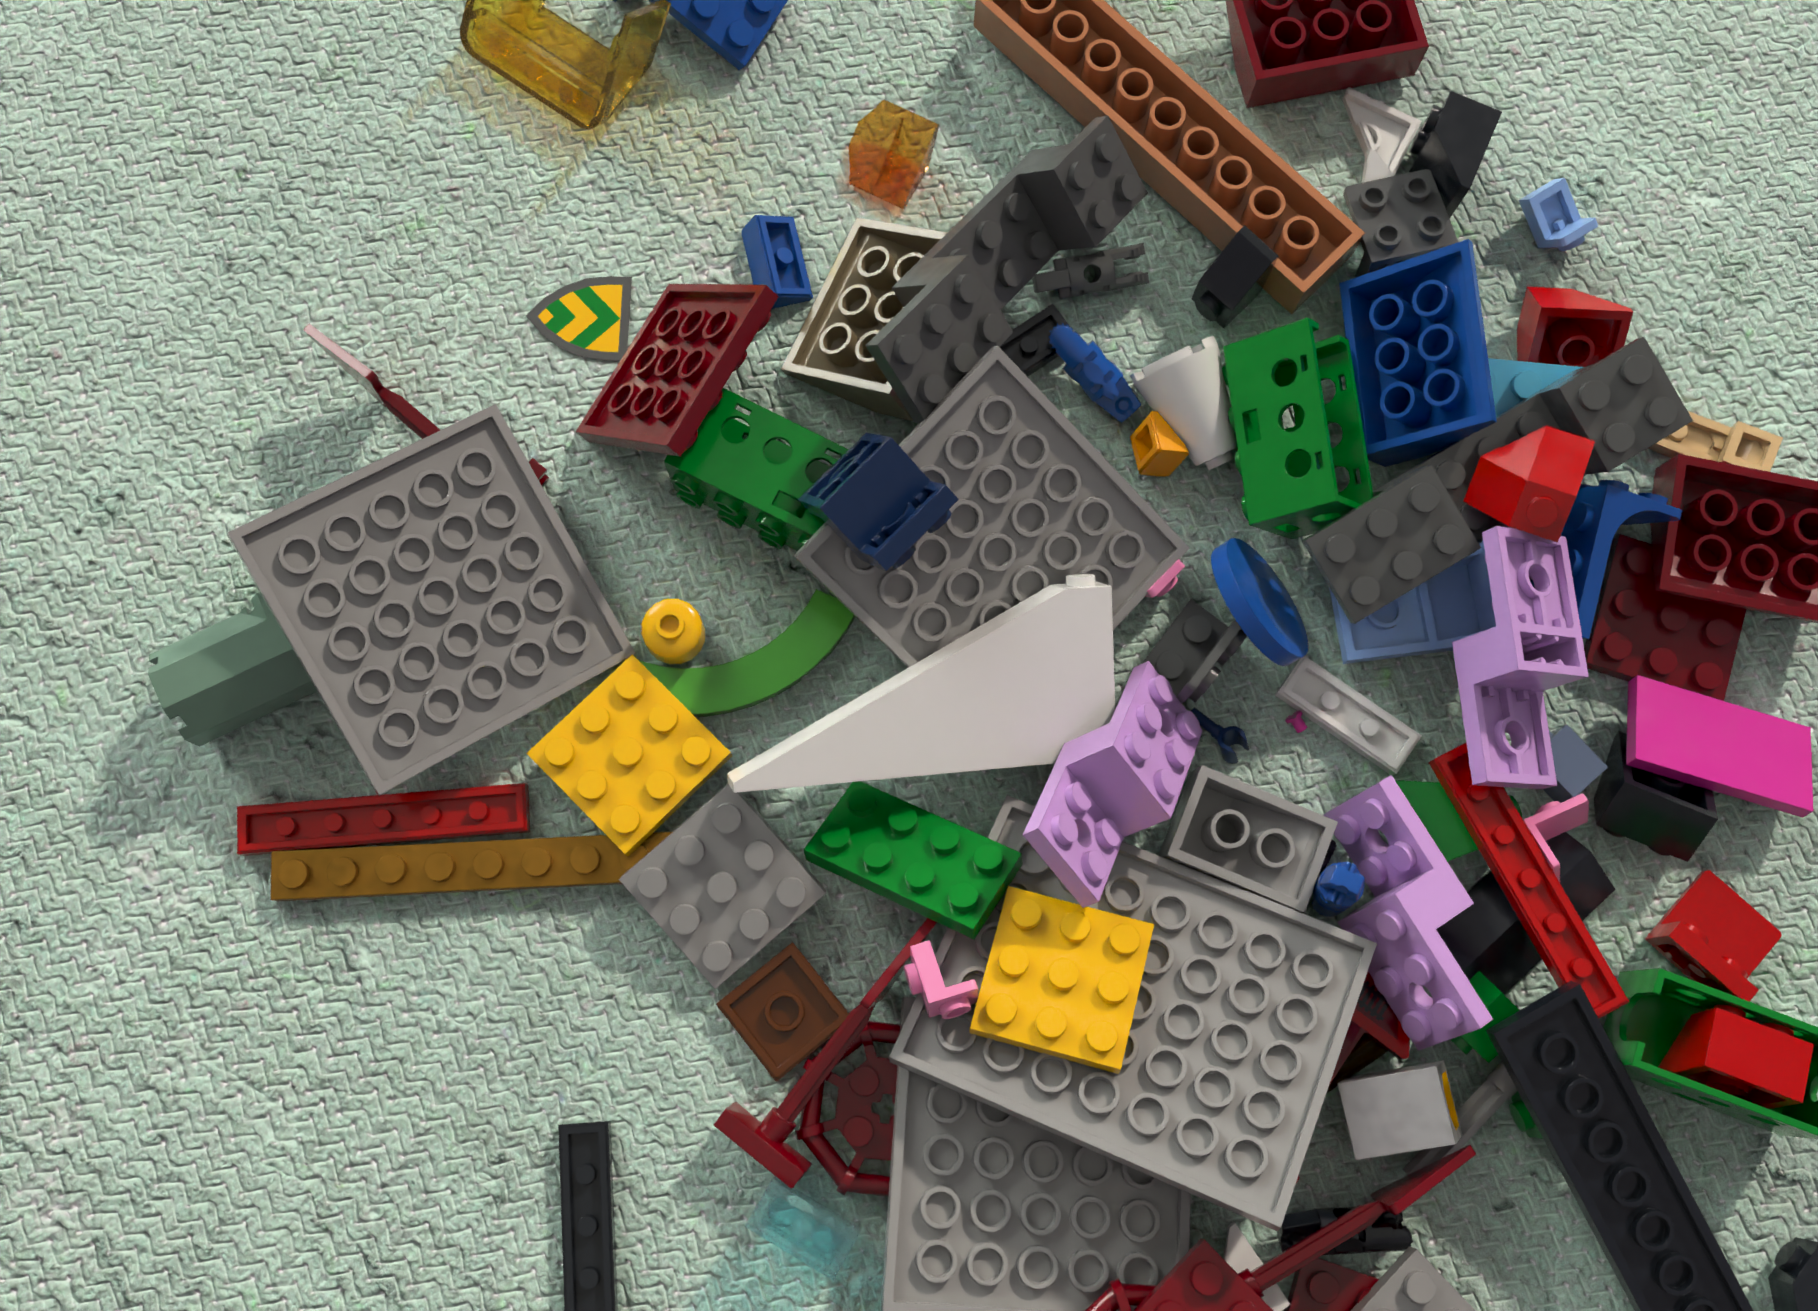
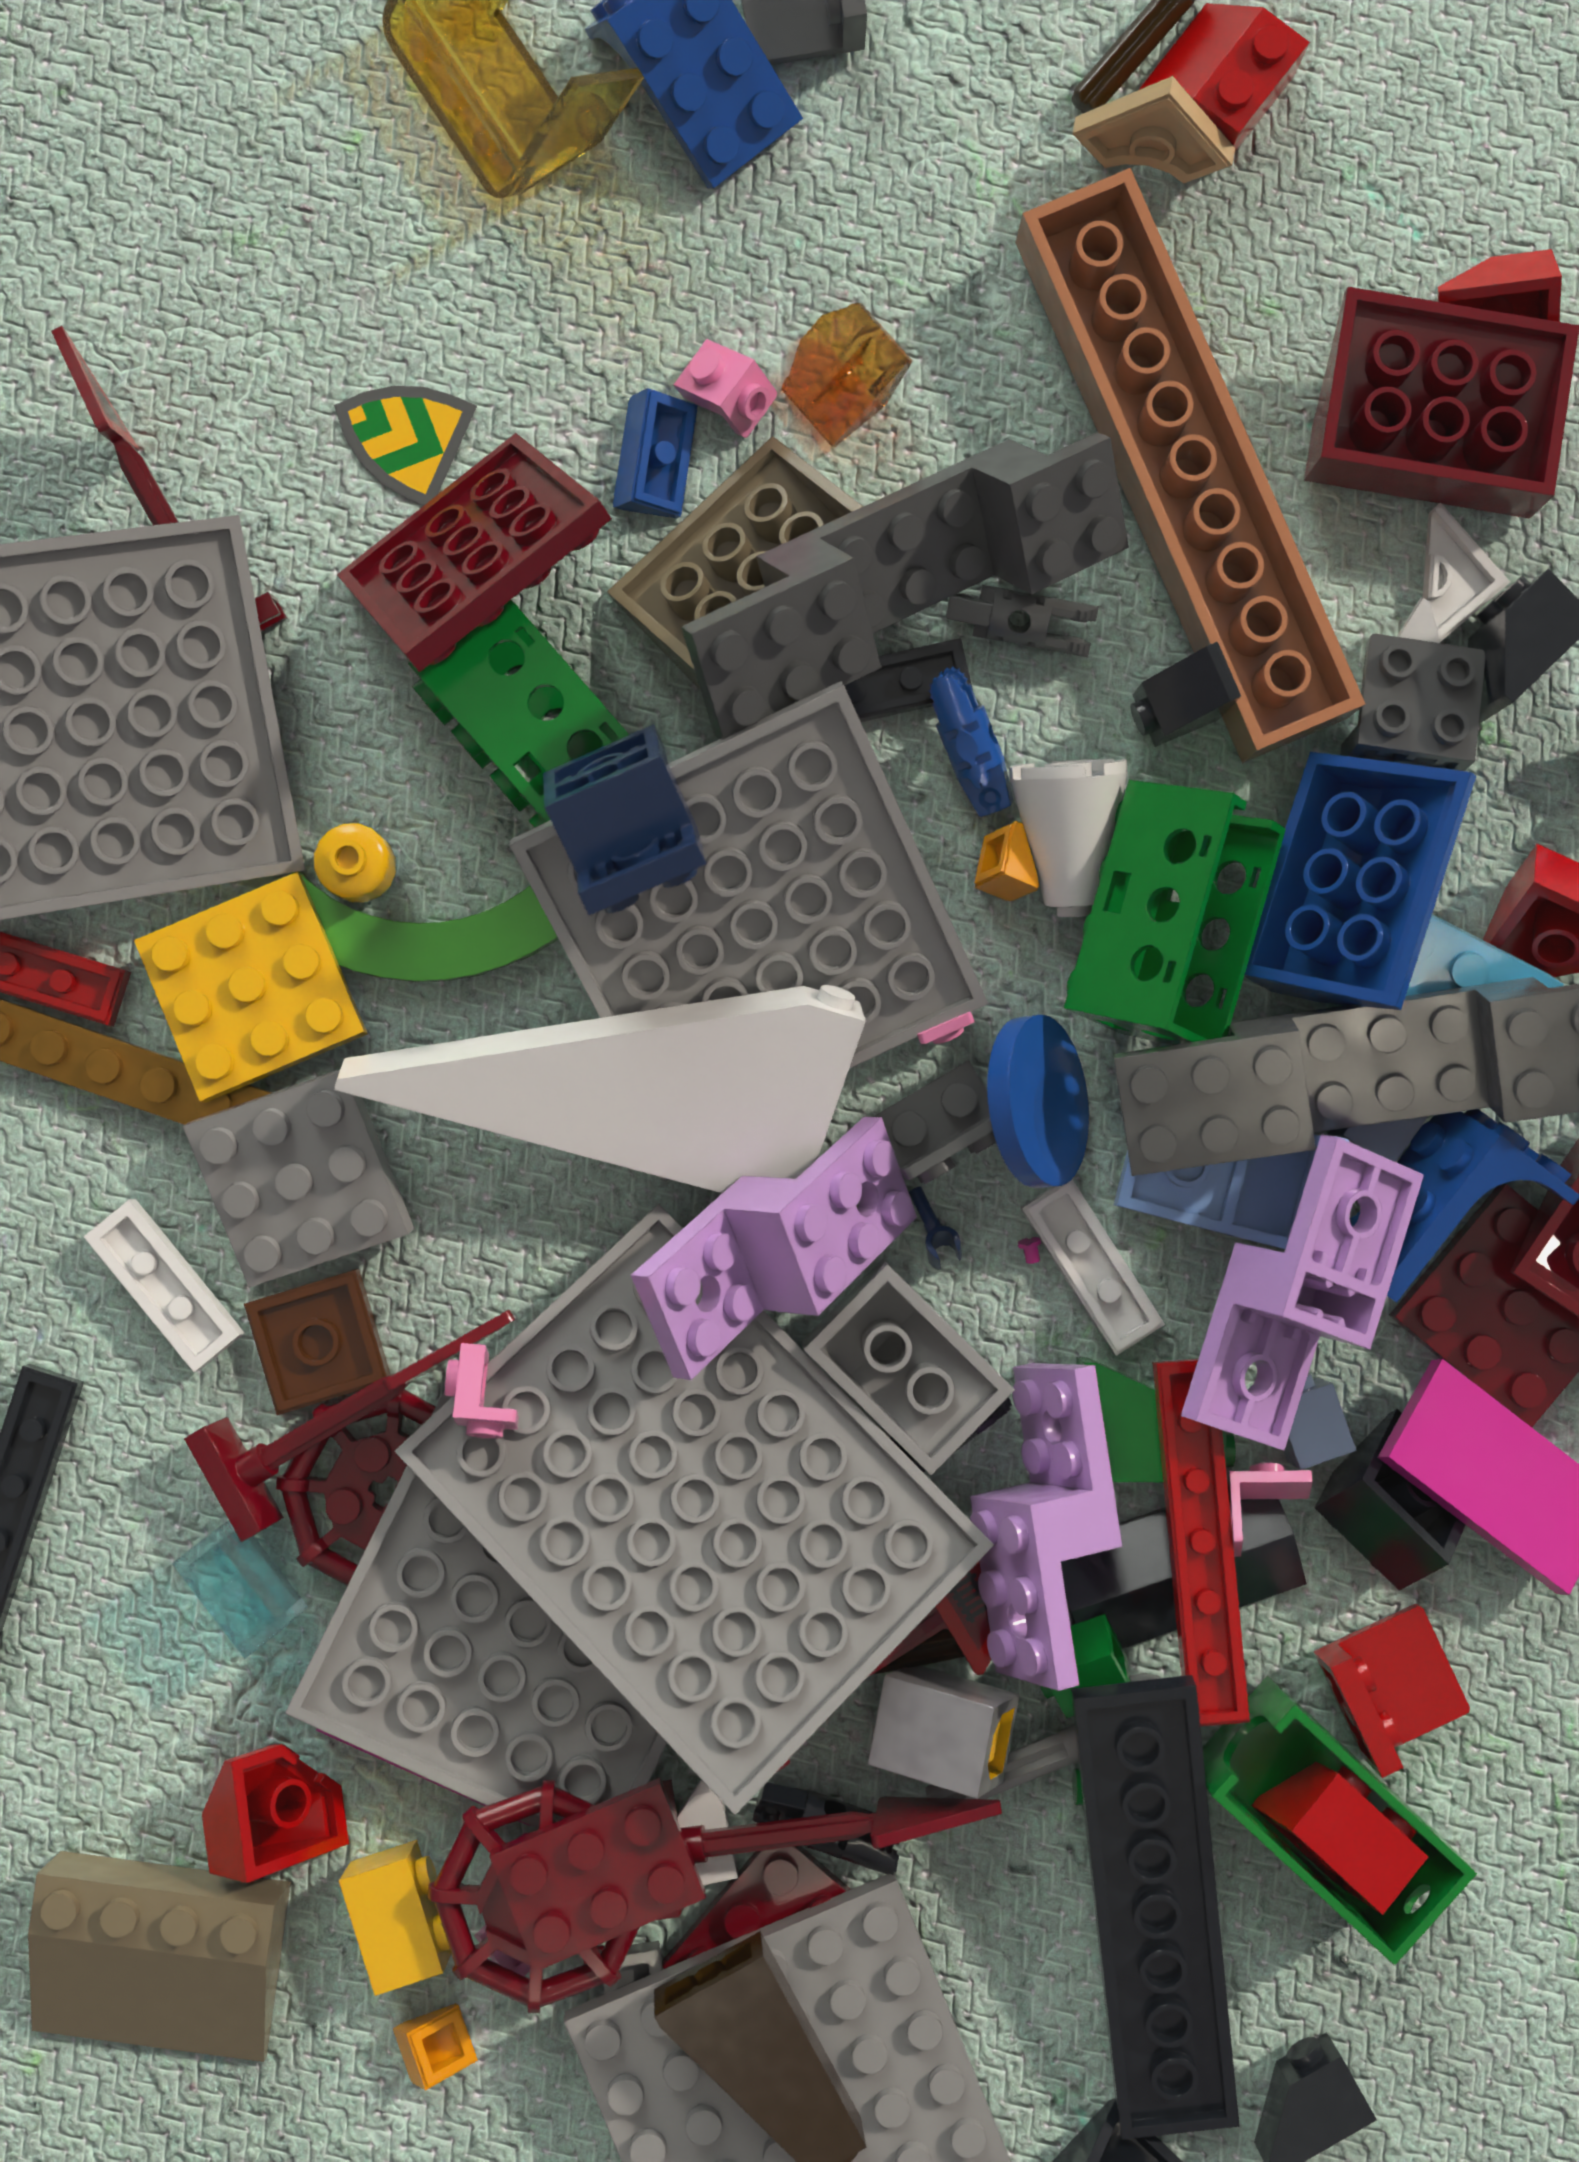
camera: 25 degrees right, 10 degrees up
(647, 1014) = (164, 1285): none -> white plate
(810, 192) = (727, 386): none -> bright pink bracket
(914, 858) = (520, 1238): green plate -> none
(1062, 979) = (621, 1443): yellow plate -> none
(1337, 888) = (982, 1463): blue hinge -> none
(1532, 481) = (1410, 1097): red slope -> none

